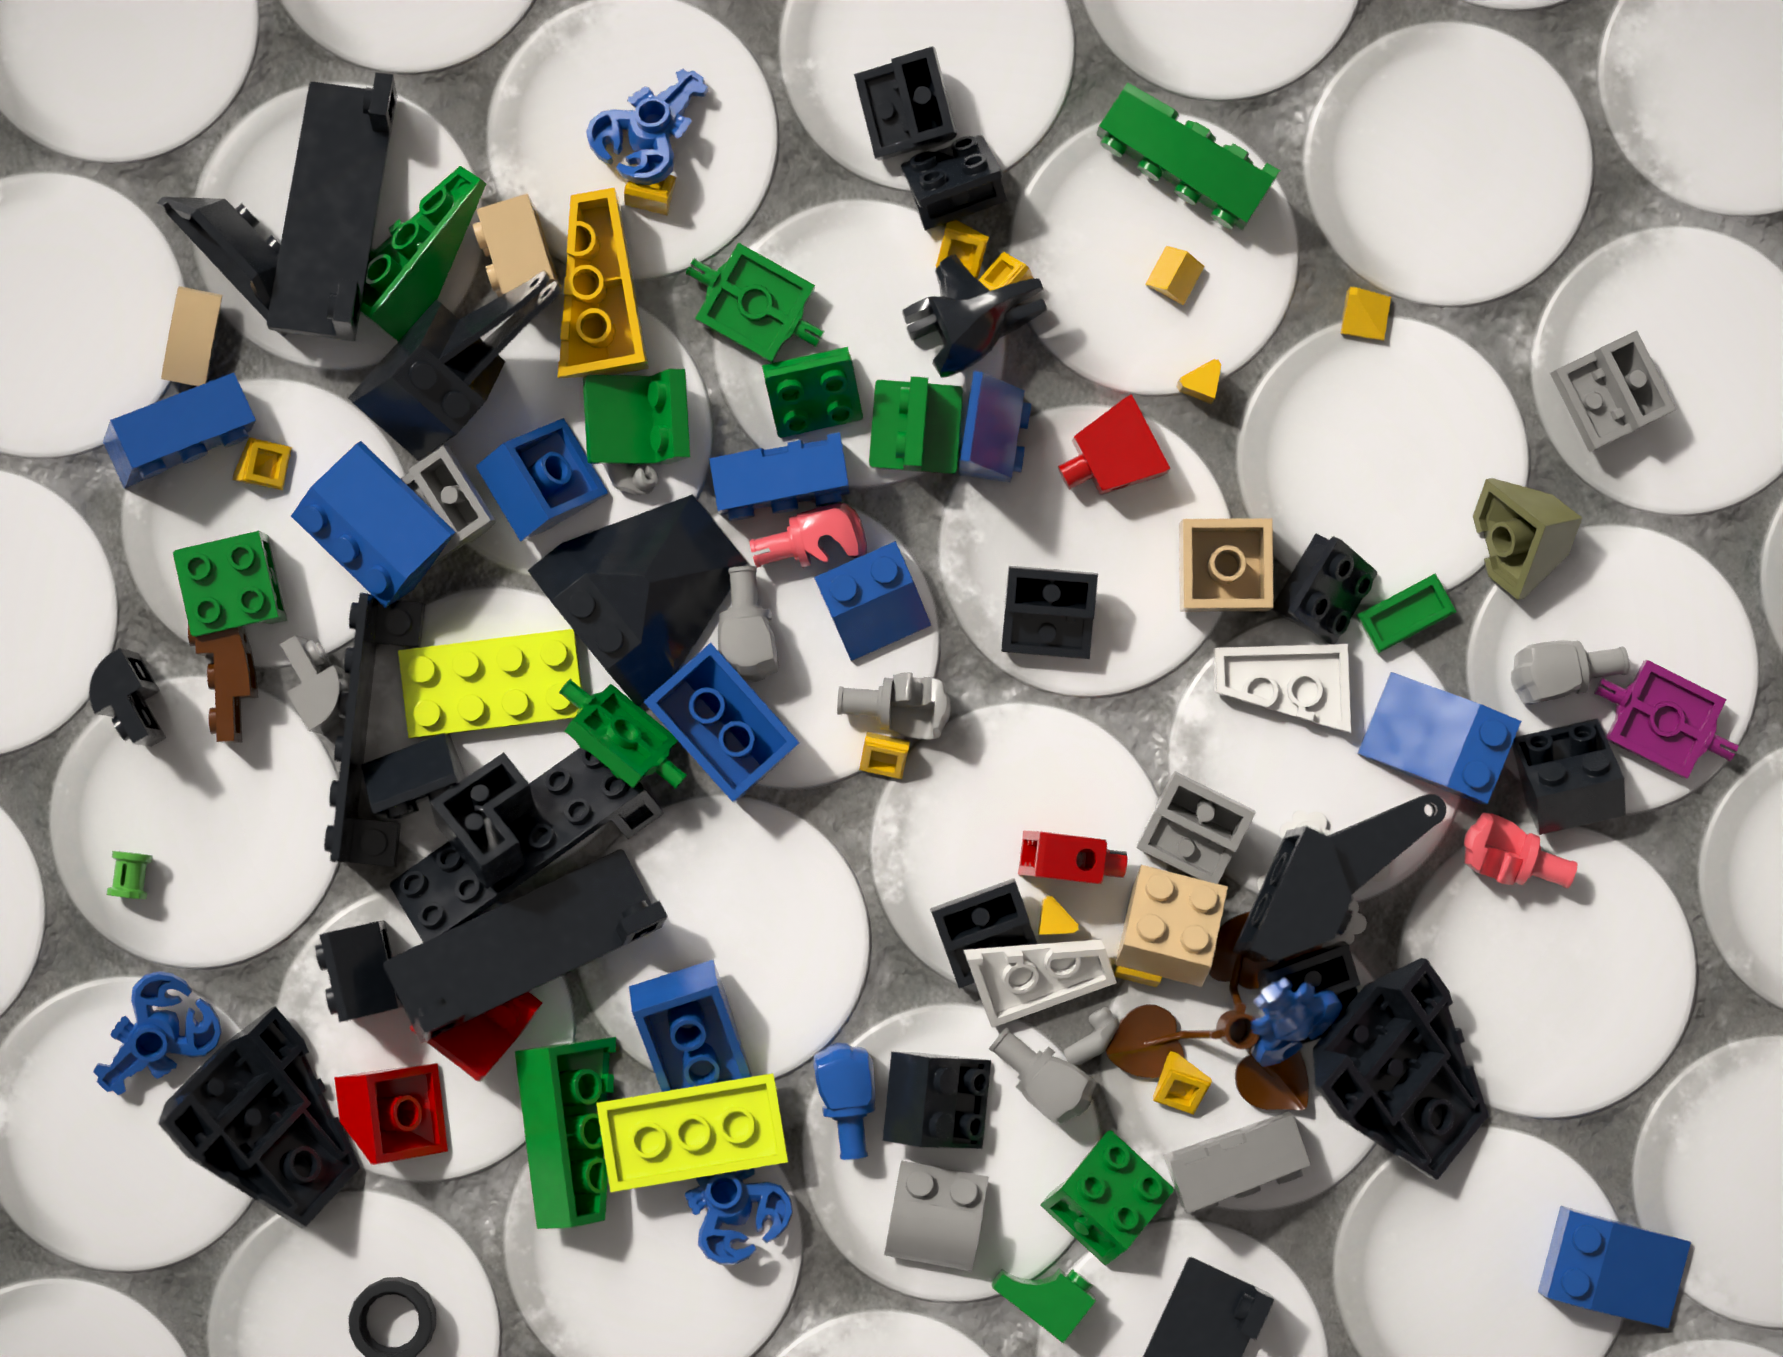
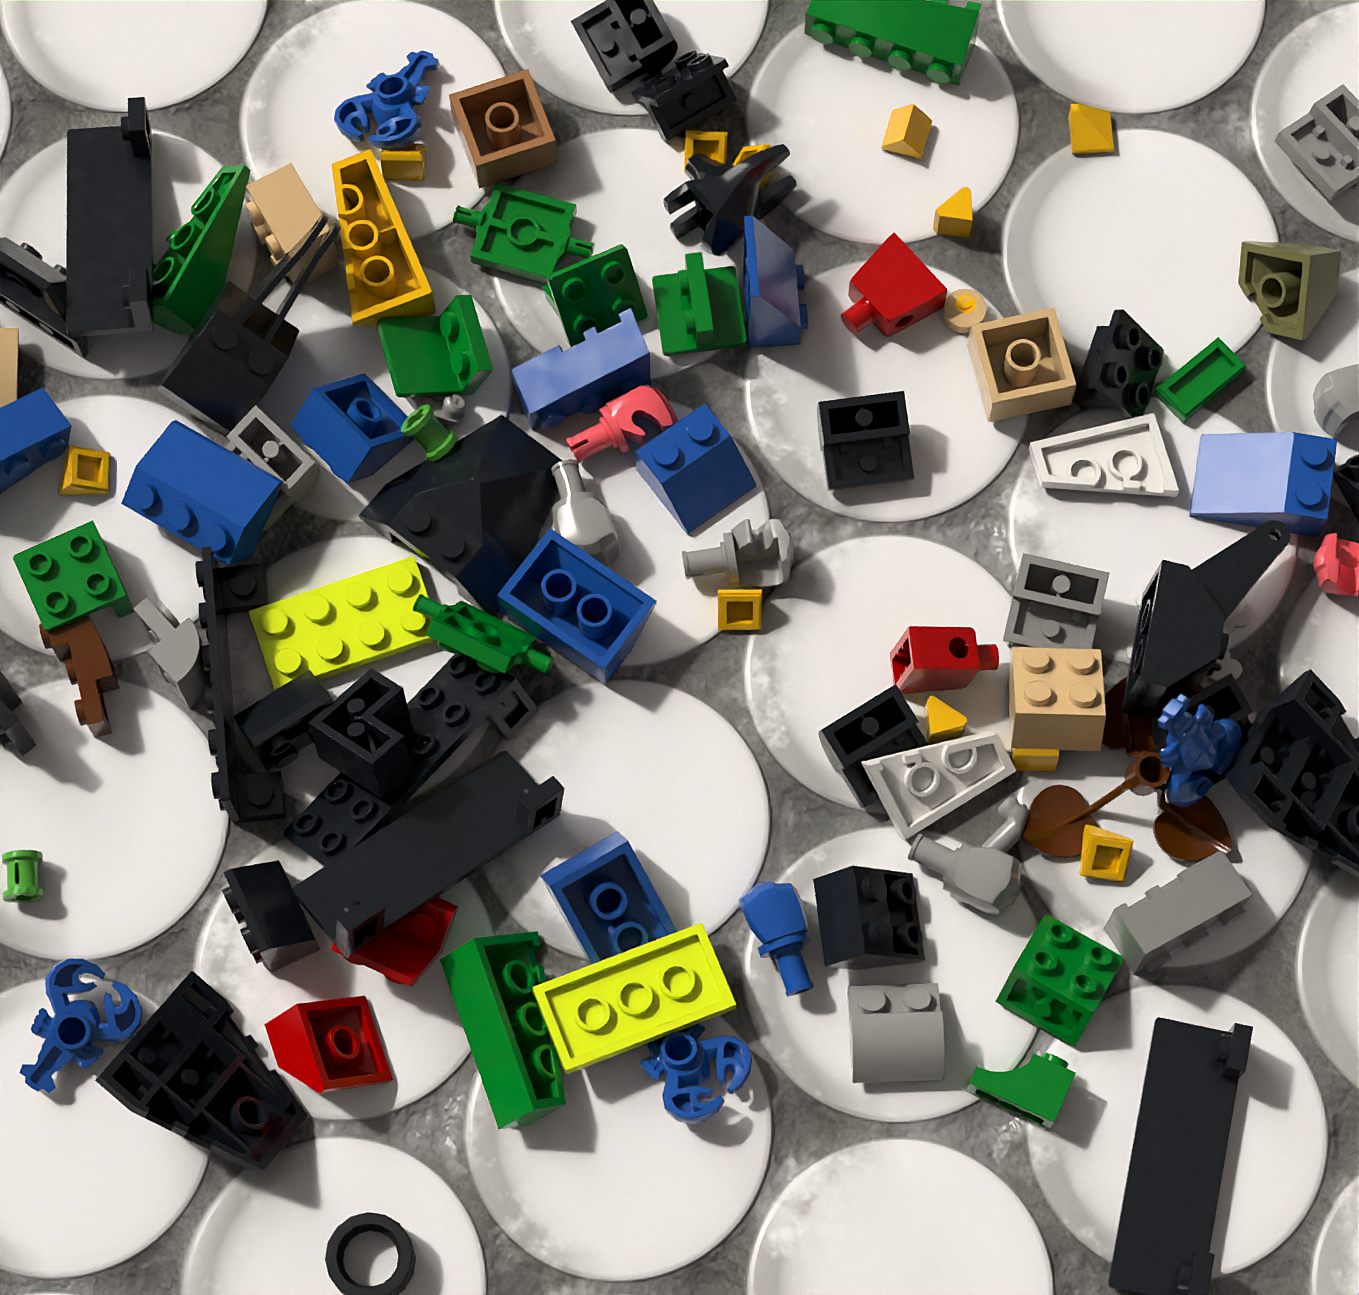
camera: 15 degrees left, 15 degrees down
(613, 503) = (429, 432): none -> bright green bush
(757, 185) = (503, 128): none -> medium nougat brick
(1185, 486) = (964, 309): none -> tan tile

